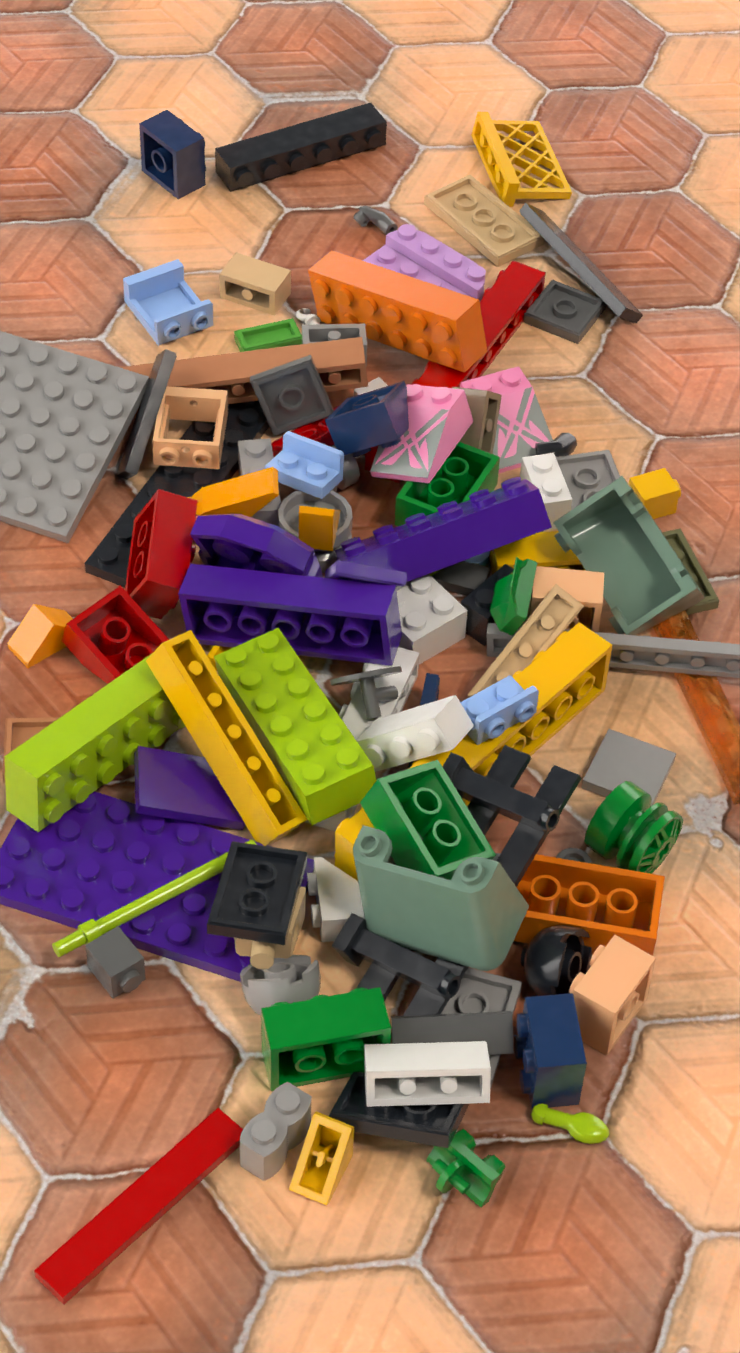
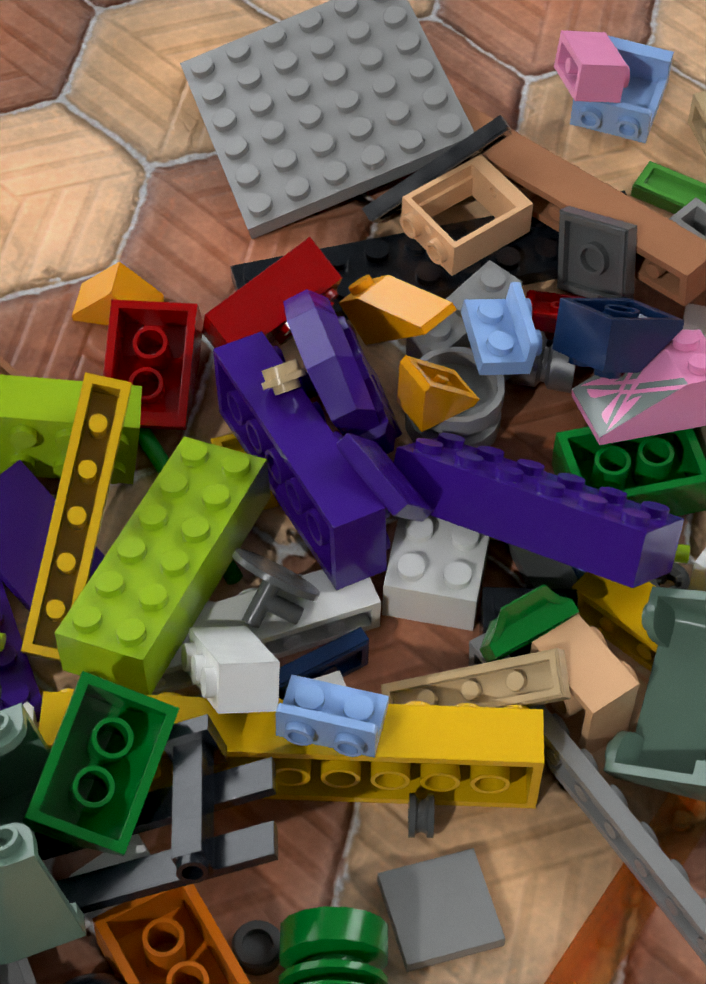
camera: 50 degrees right, 5 degrees up
(149, 297) = (591, 66): none -> bright pink brick
(250, 568) = (283, 377): none -> tan plate
(566, 736) = (421, 815): none -> dark grey bush

